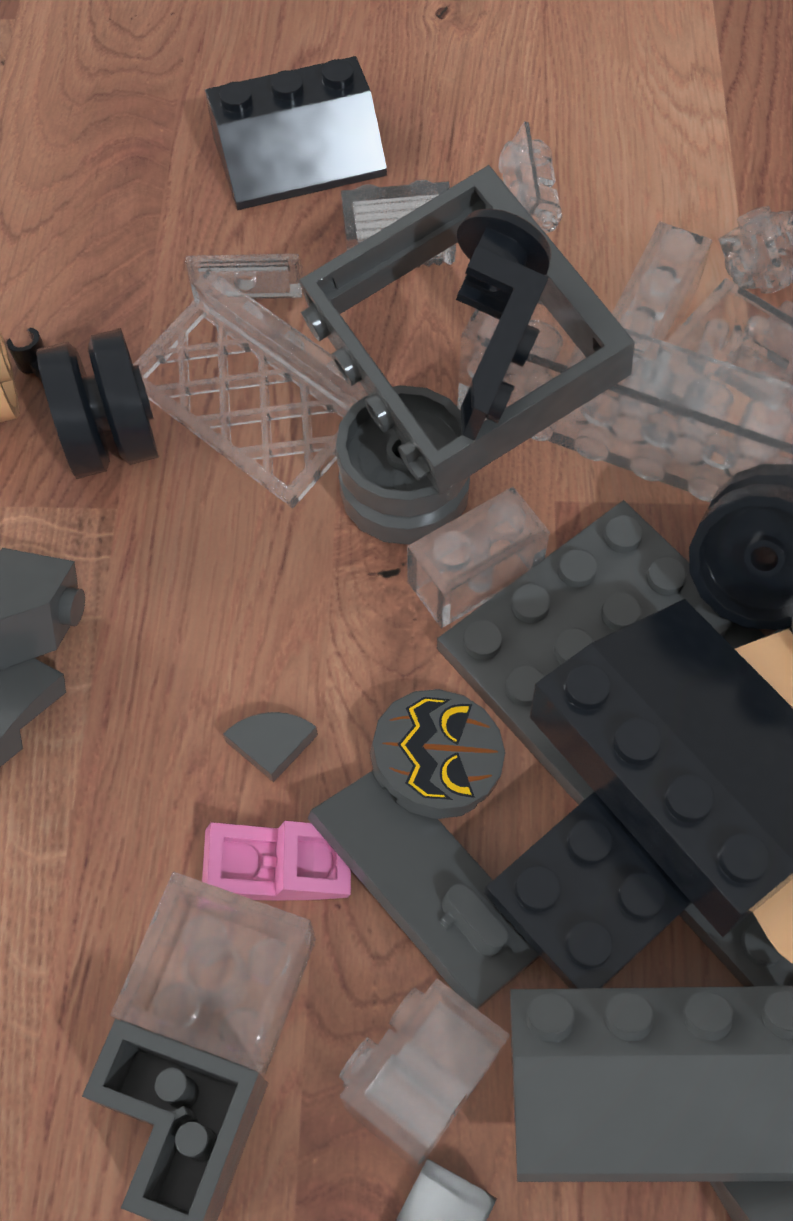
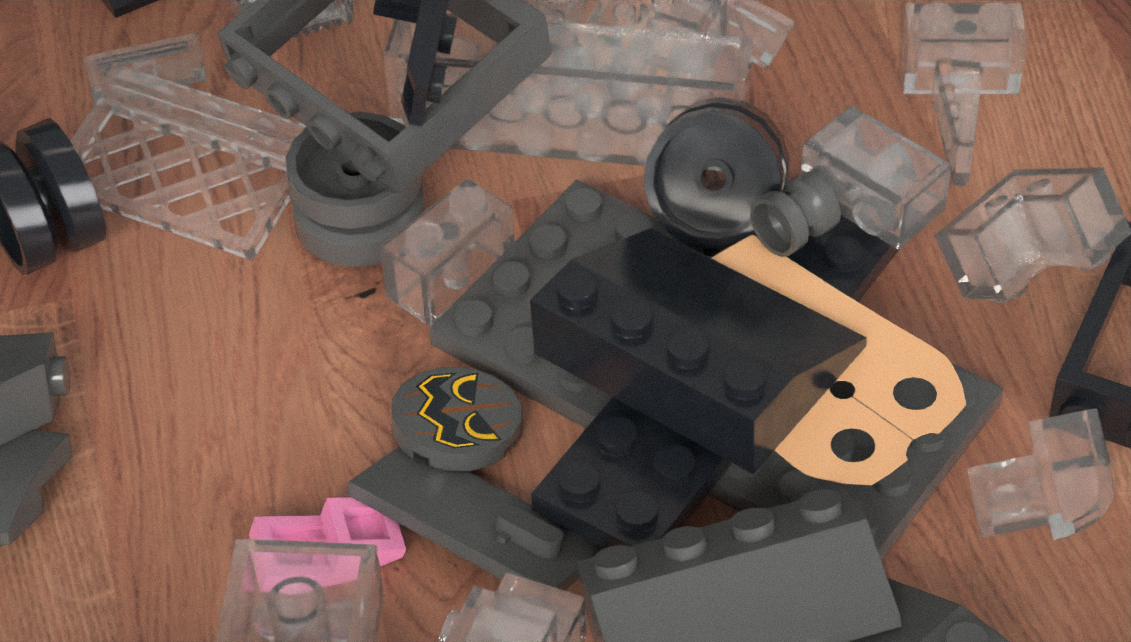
camera: 15 degrees left, 15 degrees down
(271, 740) = (290, 448): dark grey tile -> none

